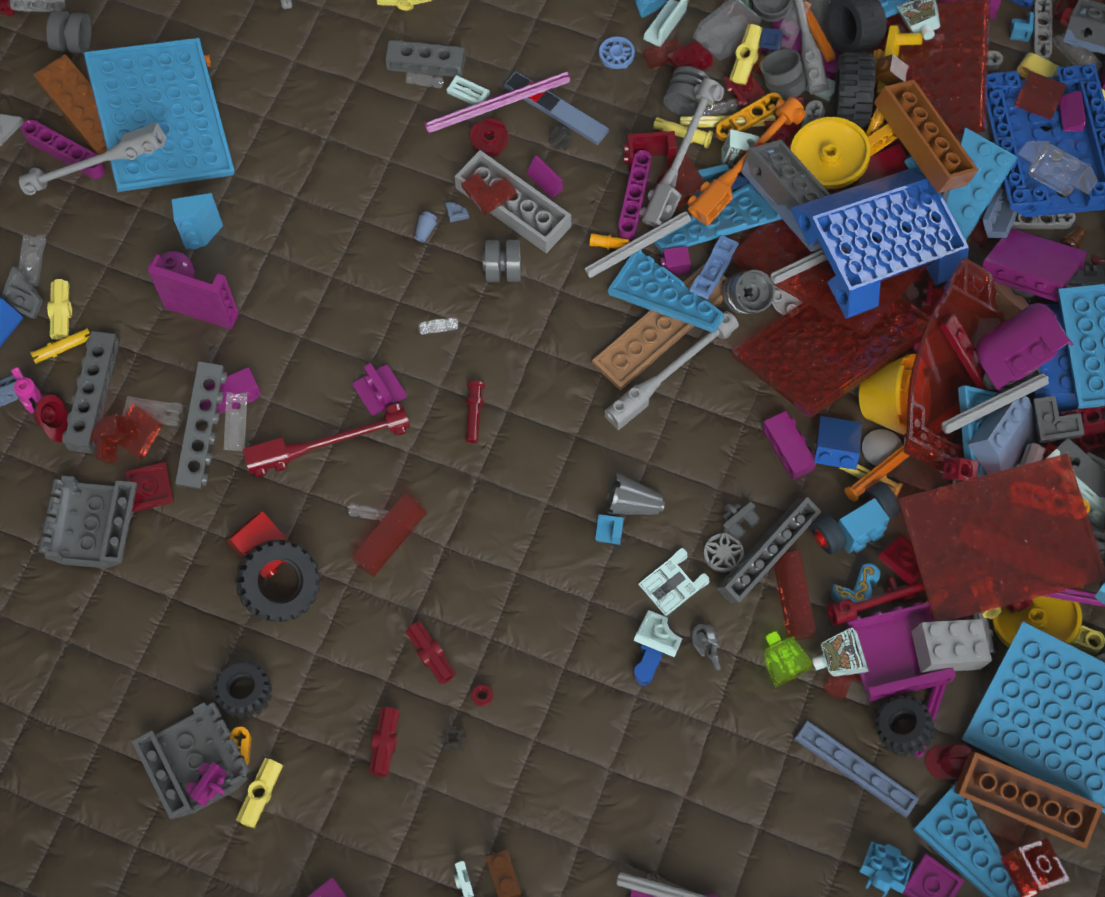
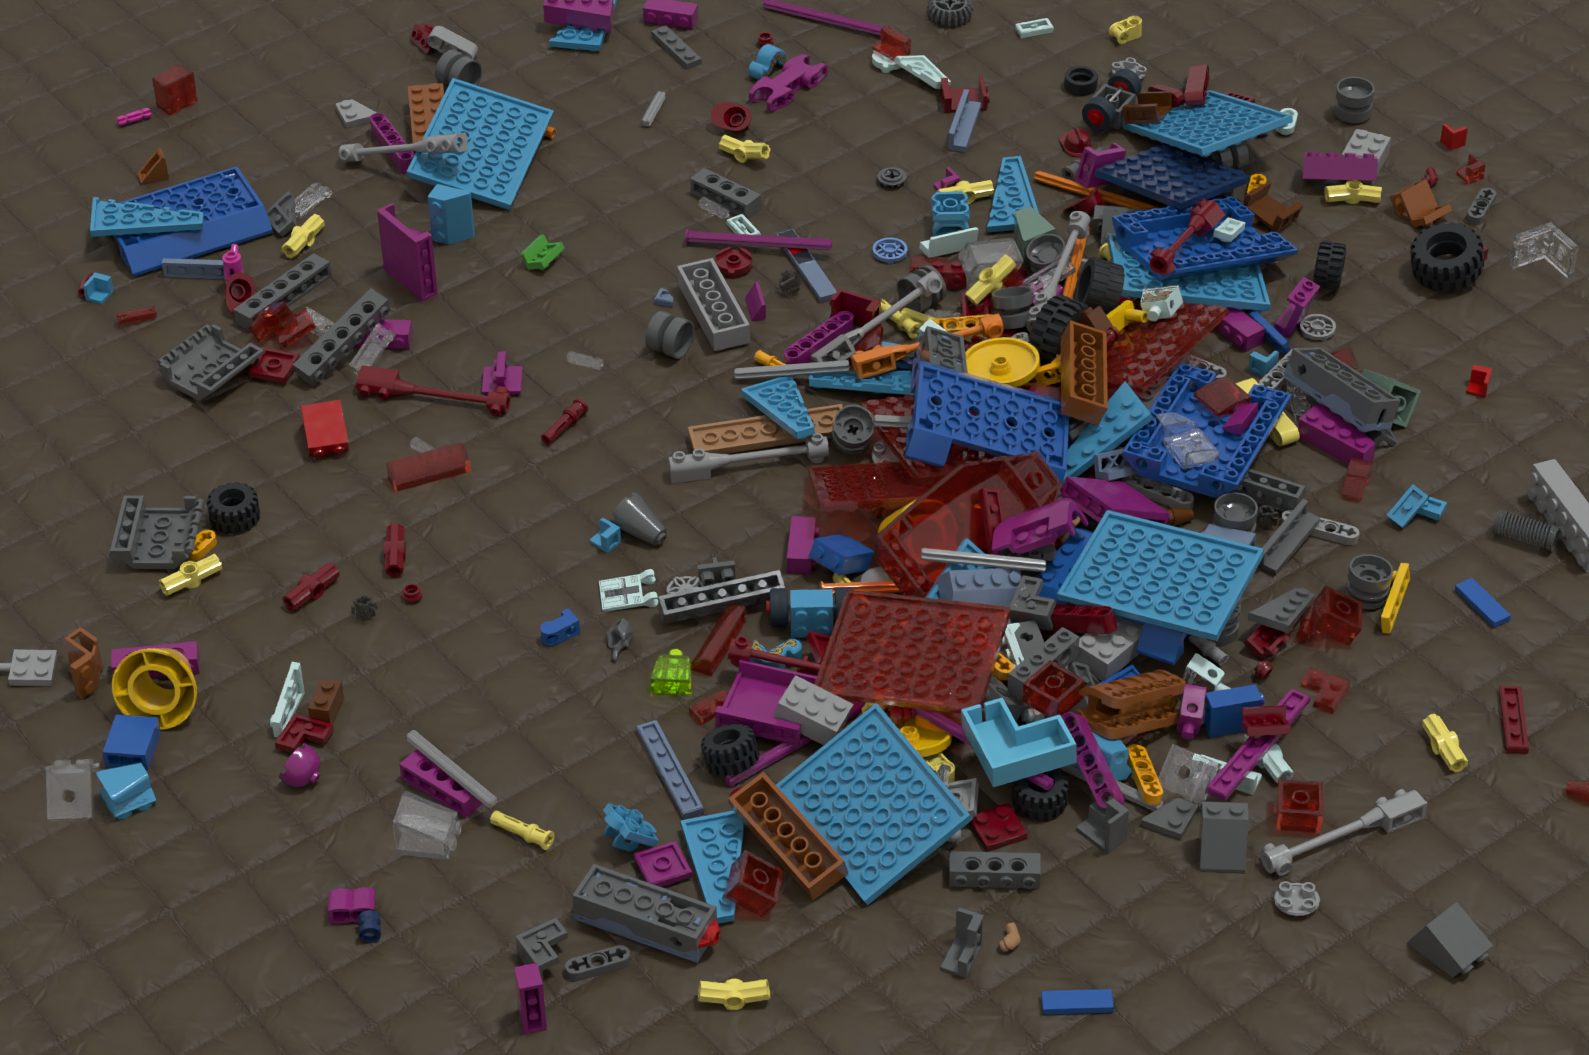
camera: 30 degrees right, 25 degrees down
(60, 346) = (280, 257): yellow pin -> none
(208, 785) = (156, 546): magenta hips -> none
(306, 572) = (310, 425): black tyre -> none
(308, 217) = (541, 253): none -> bright green bracket
(425, 225) = (630, 295): sand blue cone -> none
(487, 197) = (691, 288): clear red plate -> none
(656, 634) = (582, 610): light aqua tile -> none
(676, 260) = (815, 393): magenta brick -> none
(715, 267) = (828, 410): medium blue slope -> none
(772, 38) = (1019, 274): dark blue panel -> none
(842, 655) = (718, 681): torso -> none
(959, 469) = (922, 587): dark red brick -> none

